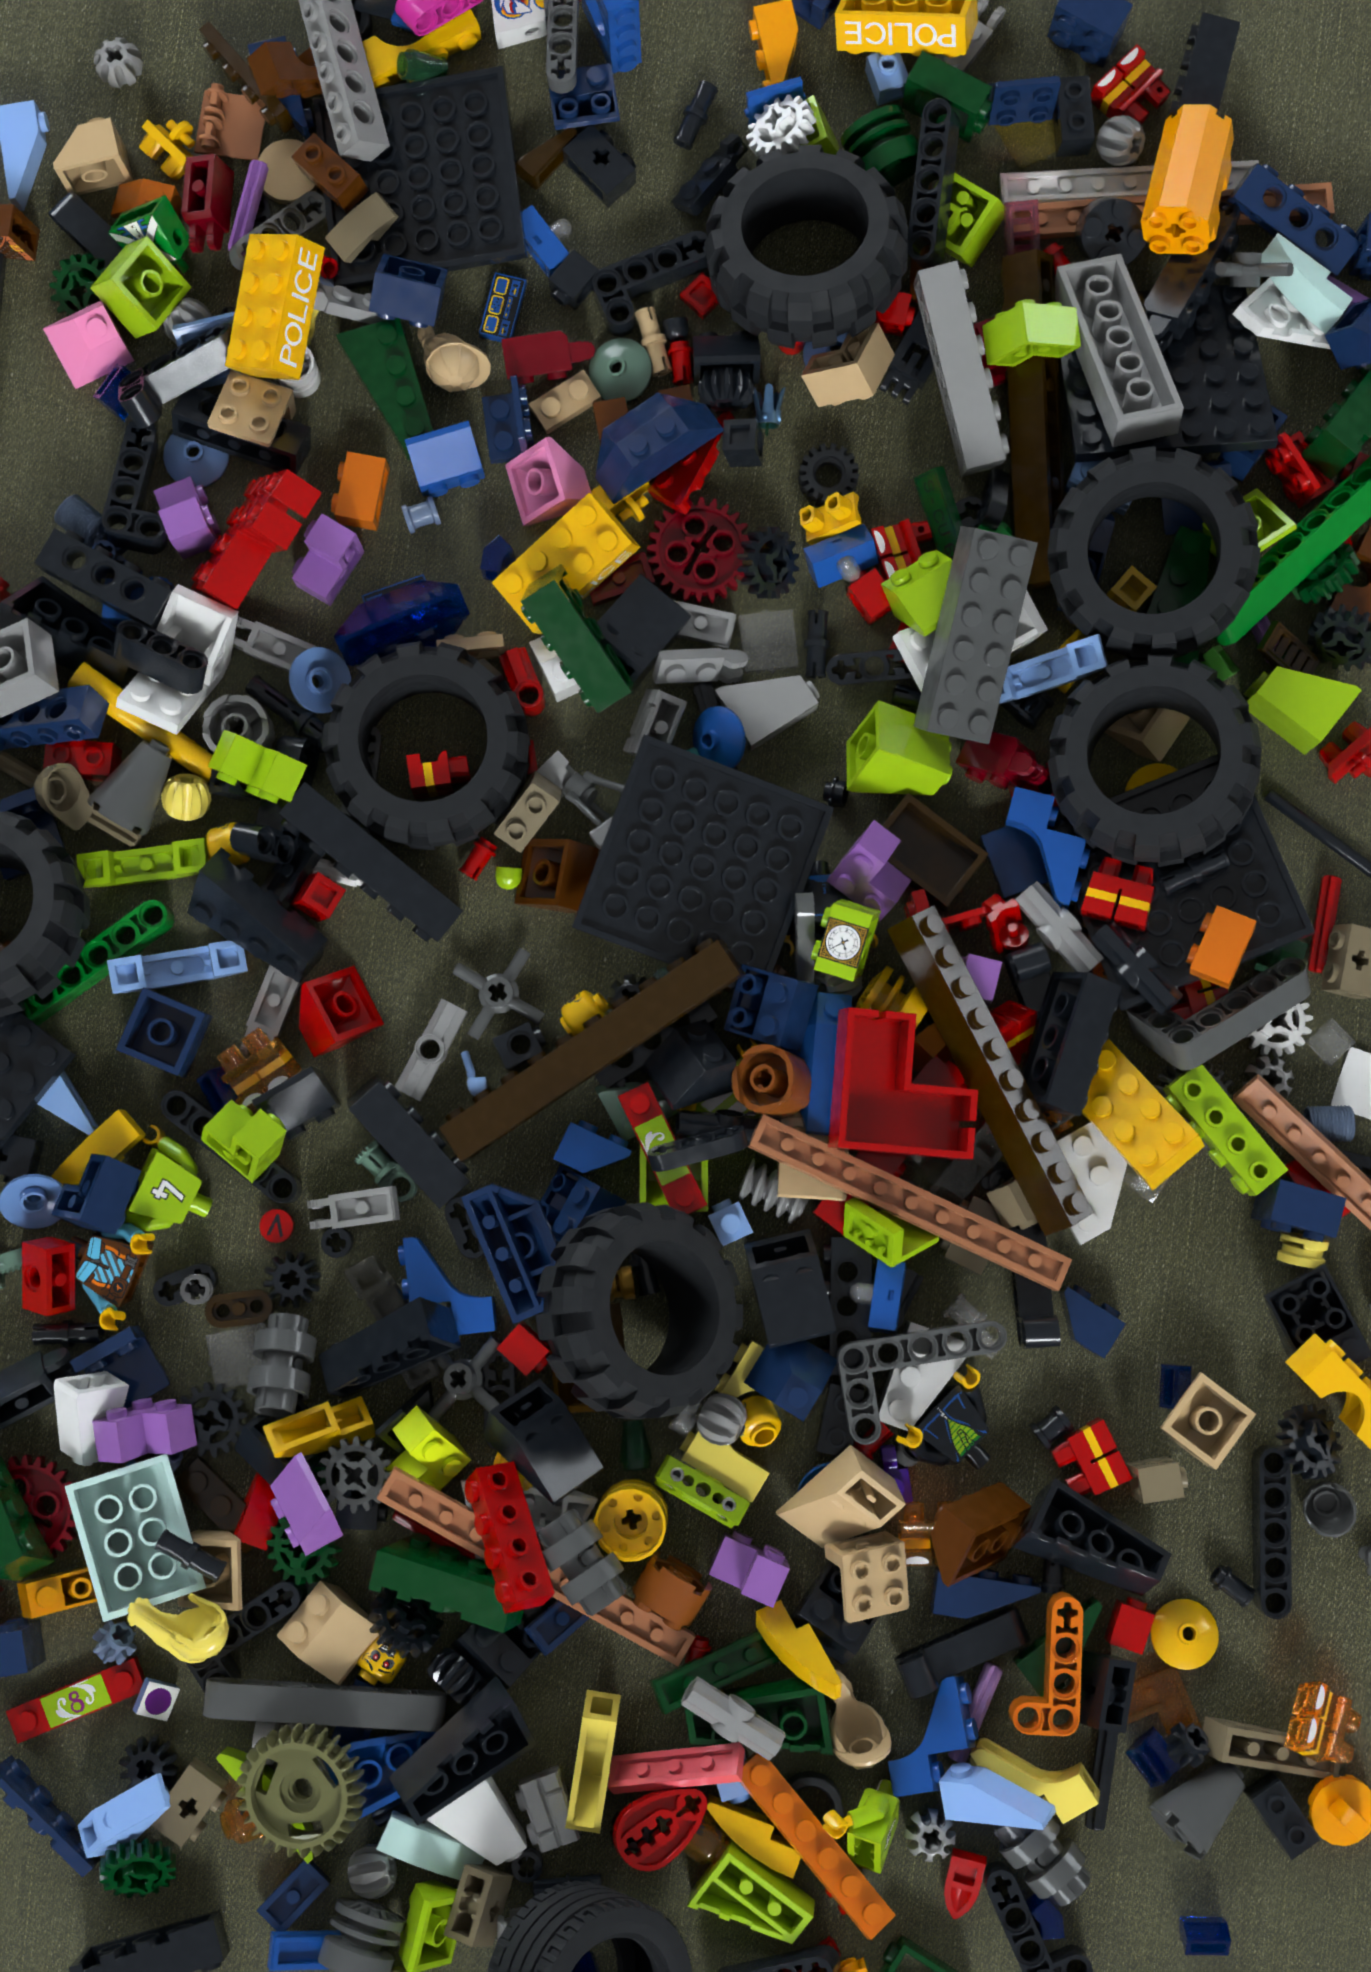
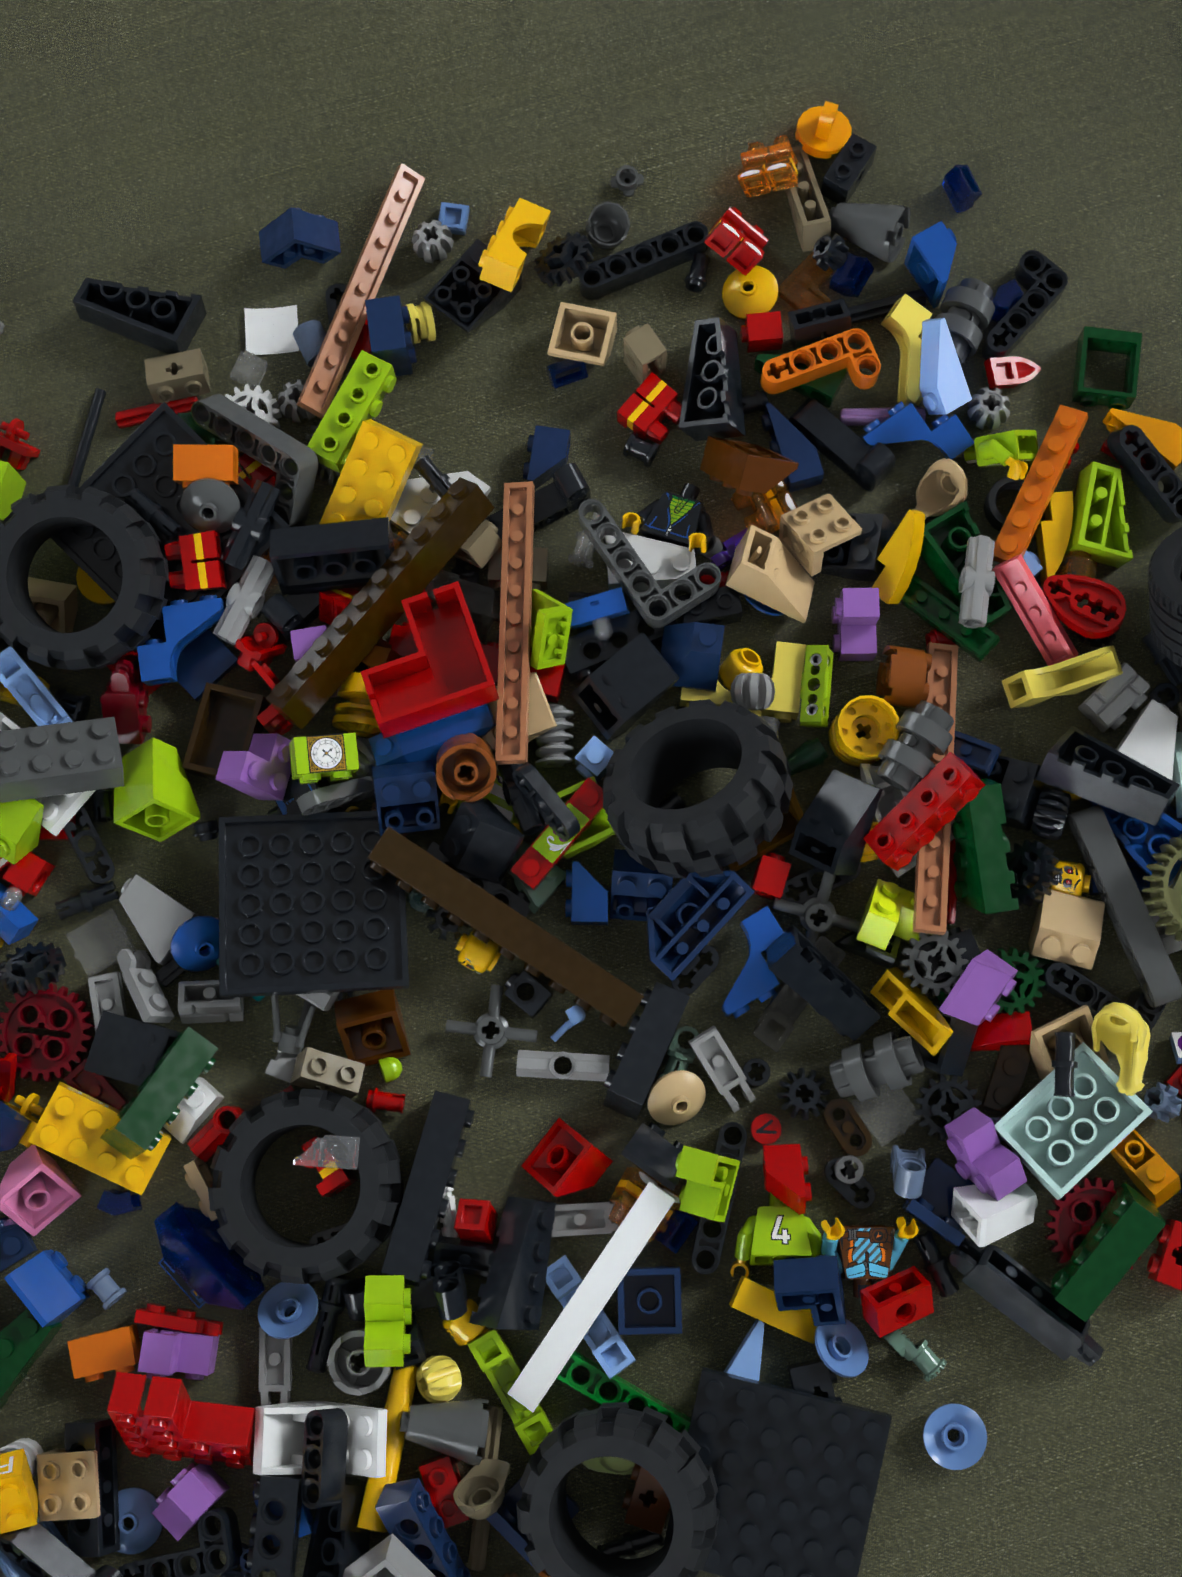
camera: 110 degrees left, 5 degrees down
(166, 1347) = (908, 1171): none -> sand blue piece
(191, 979) = (591, 1296): none -> white tile
(219, 1221) = (785, 1173): none -> red slope
(346, 1149) = (669, 1091): none -> tan dish
(357, 573) = (183, 1320): none -> red plate
(439, 781) = (331, 1152): none -> clear slope
(1111, 1188) = (433, 476): none -> black pin
(1127, 1855) = (931, 259): none -> blue slope
(1184, 938) = (213, 495): none -> dark grey dish
(1247, 1646) = (739, 239): none -> red hips

